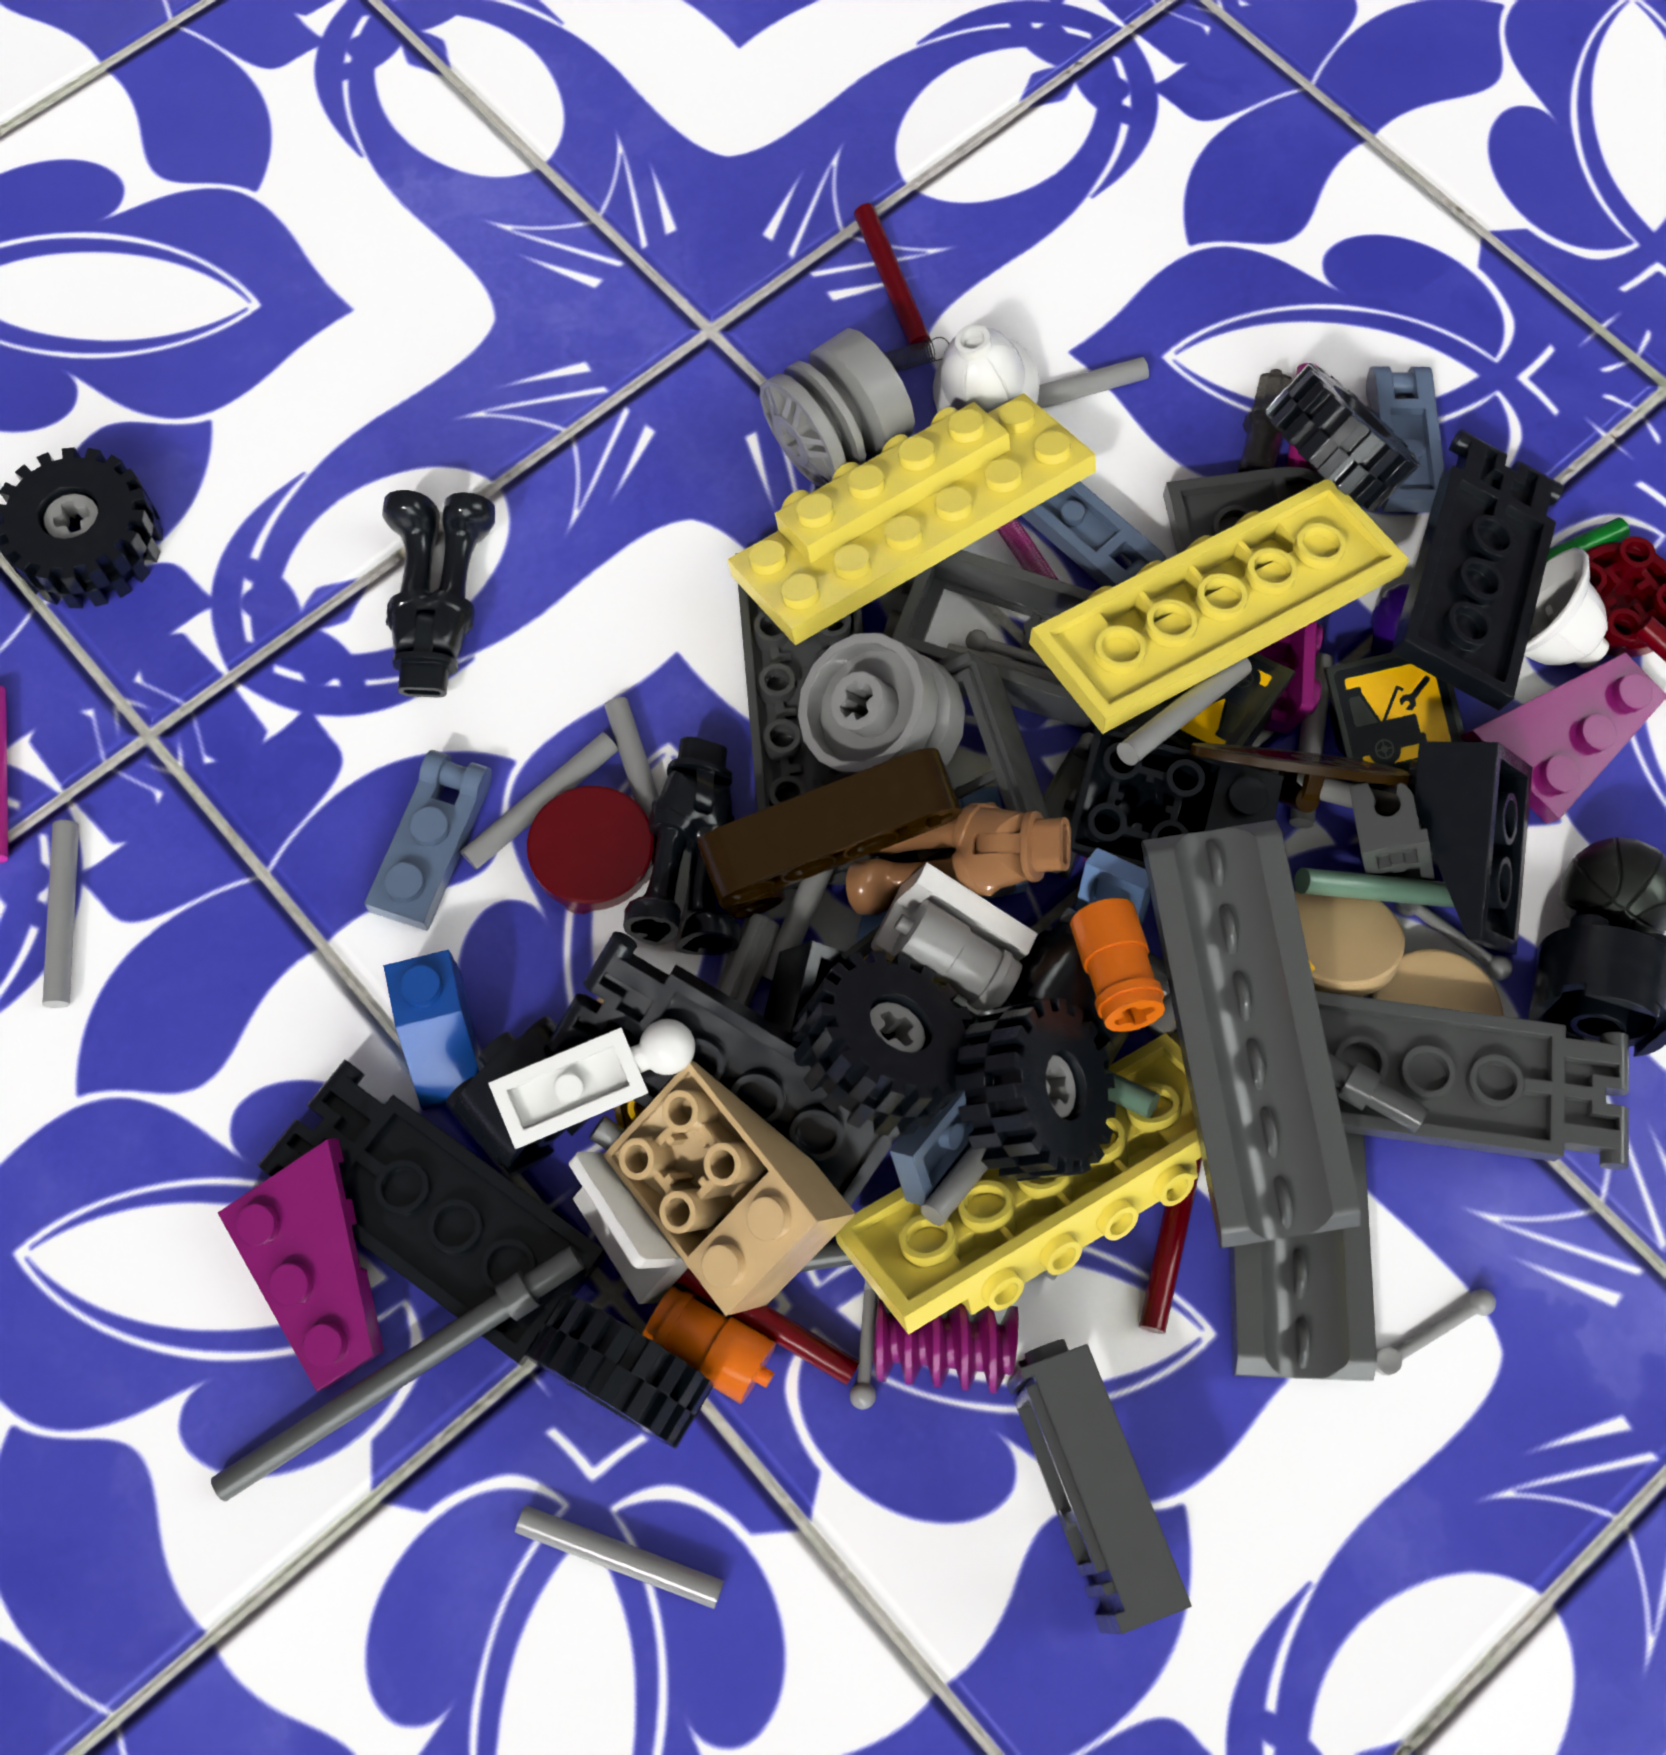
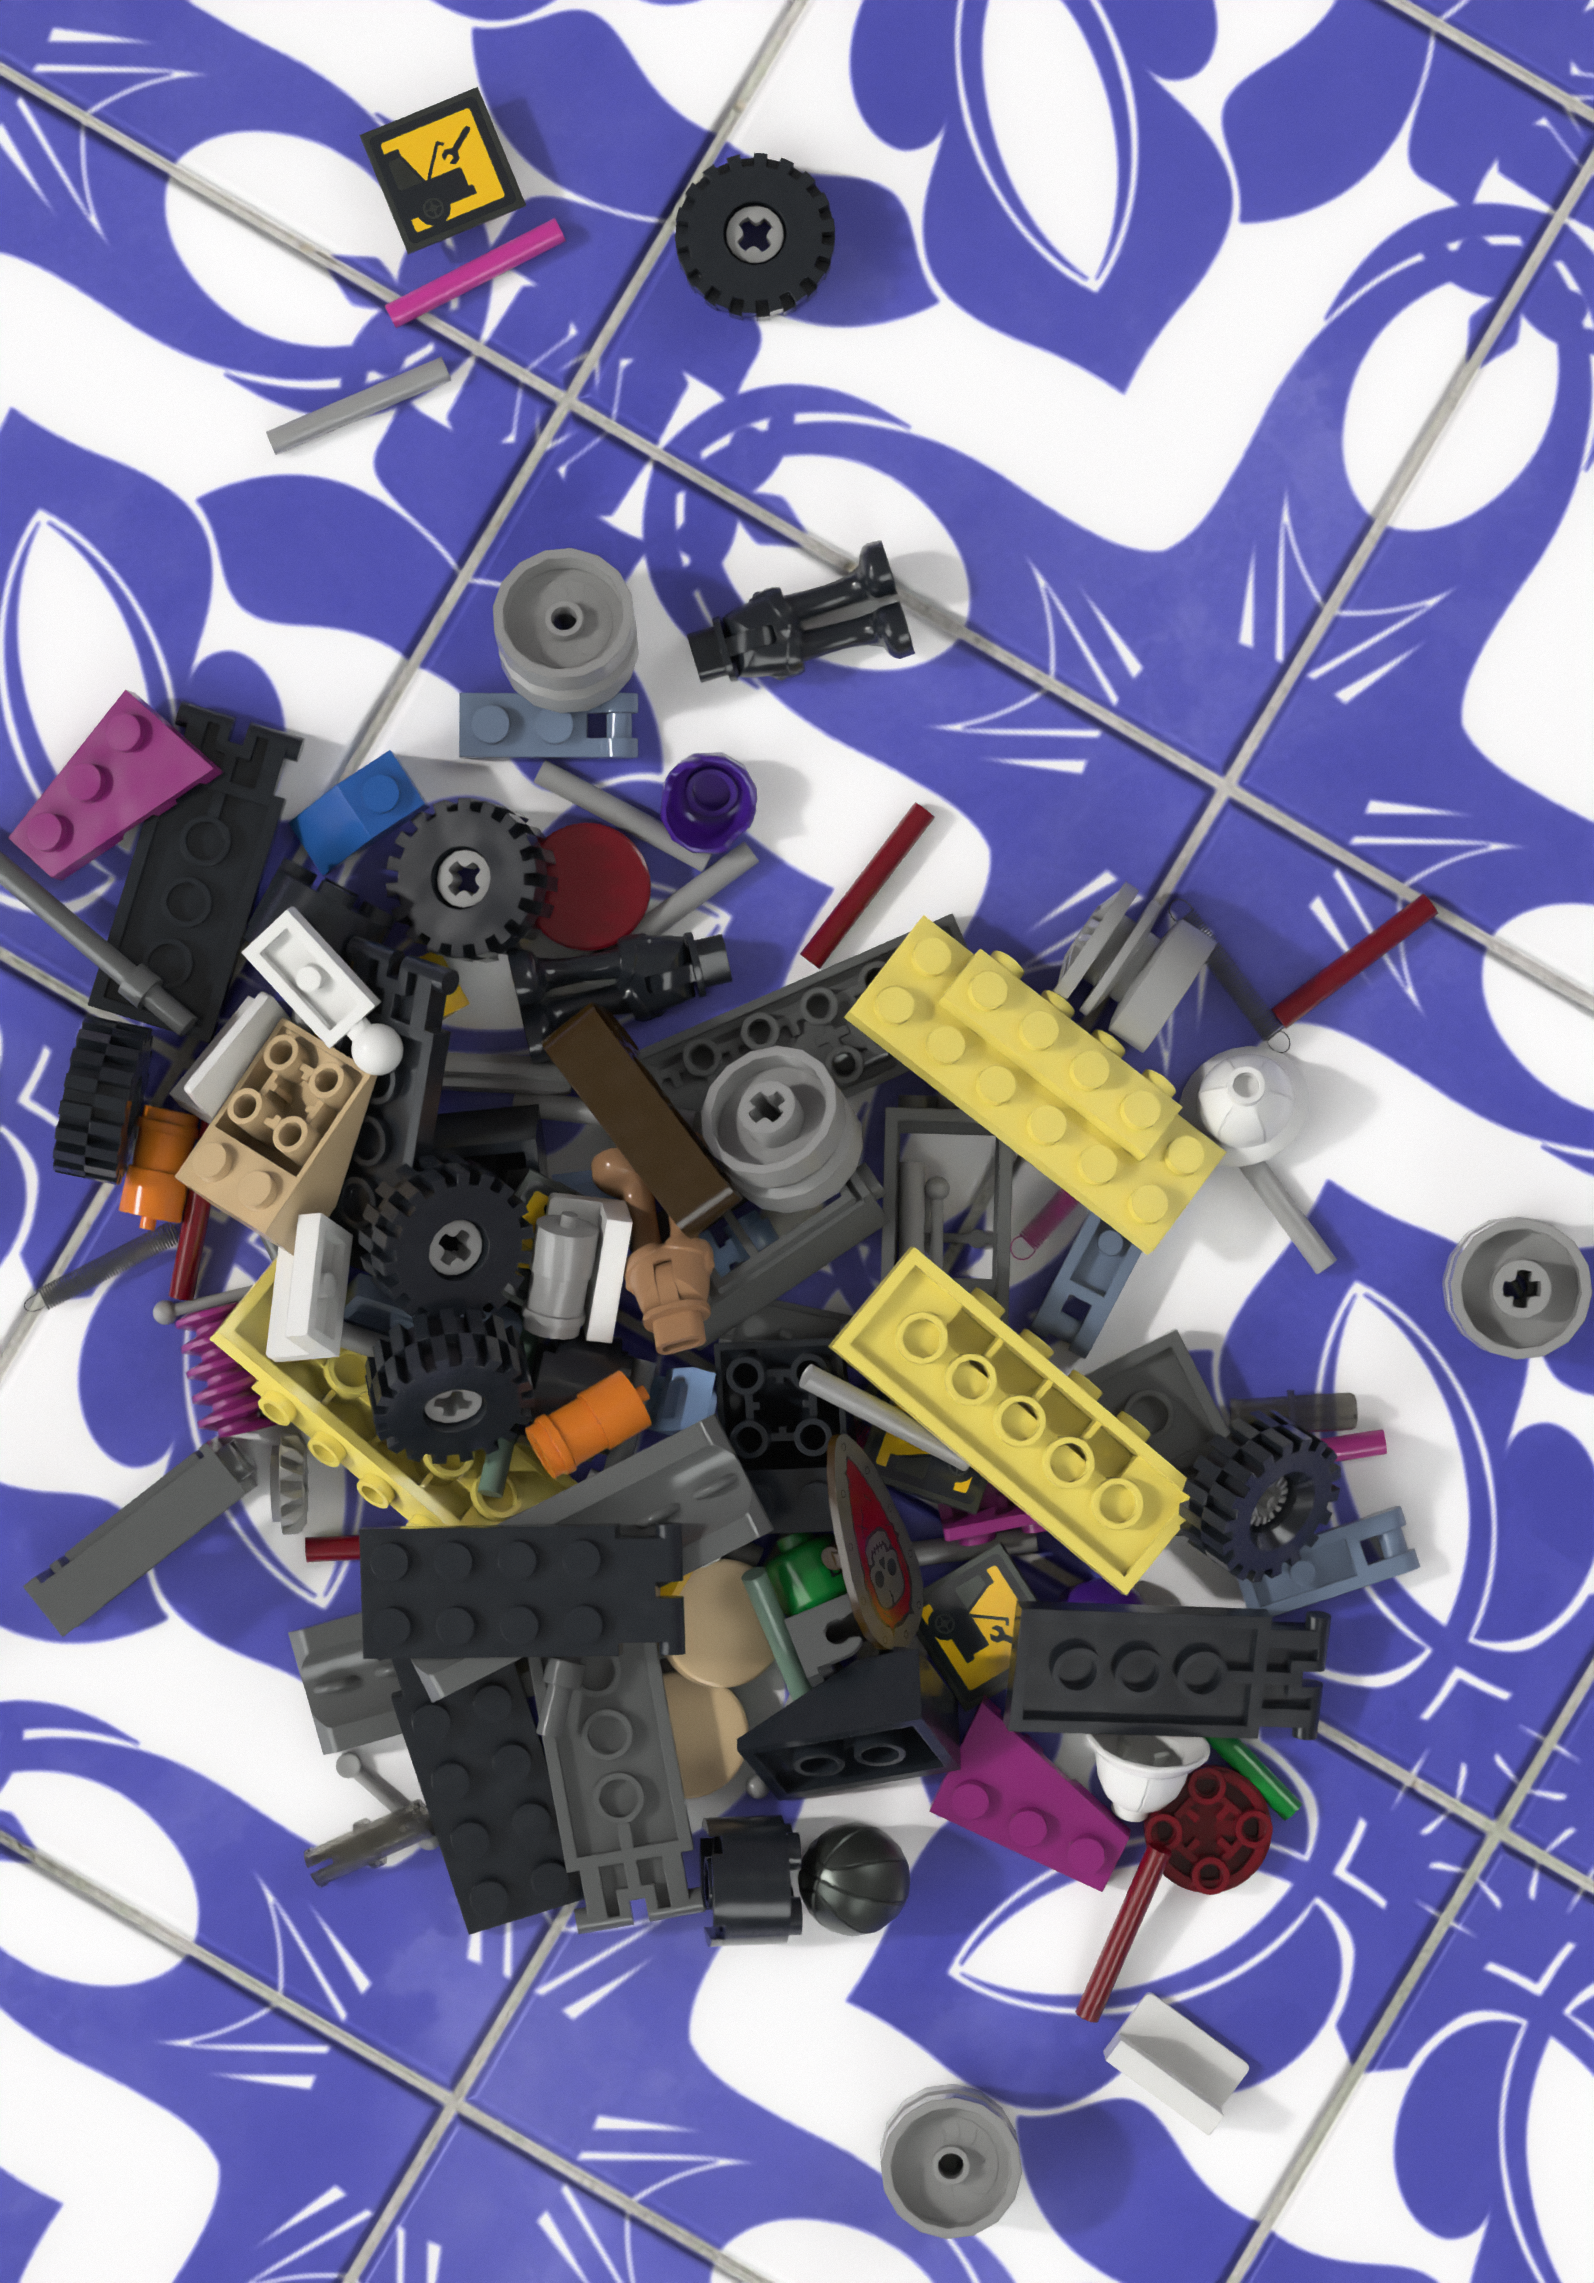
camera: 75 degrees right, 20 degrees up
(343, 776) = (566, 630): none -> light grey wheel
(499, 922) = (509, 879): none -> black bush
(553, 714) = (708, 802): none -> dark purple hair
(685, 619) = (867, 885): none -> dark red bar
(778, 1358) = (52, 1298): none -> dark grey piece
(896, 1209) = (310, 1292): none -> white panel
(1082, 1314) = (289, 1483): none -> light grey gear
(1209, 223) = (1554, 1295): none -> light grey wheel
(1271, 1089) = (518, 1590): none -> black hinge
(1319, 839) = (800, 1574): none -> green head
(1455, 1223) = (487, 1795): none -> black hinge
(1479, 1361) = (369, 1843): none -> clear smoke pin

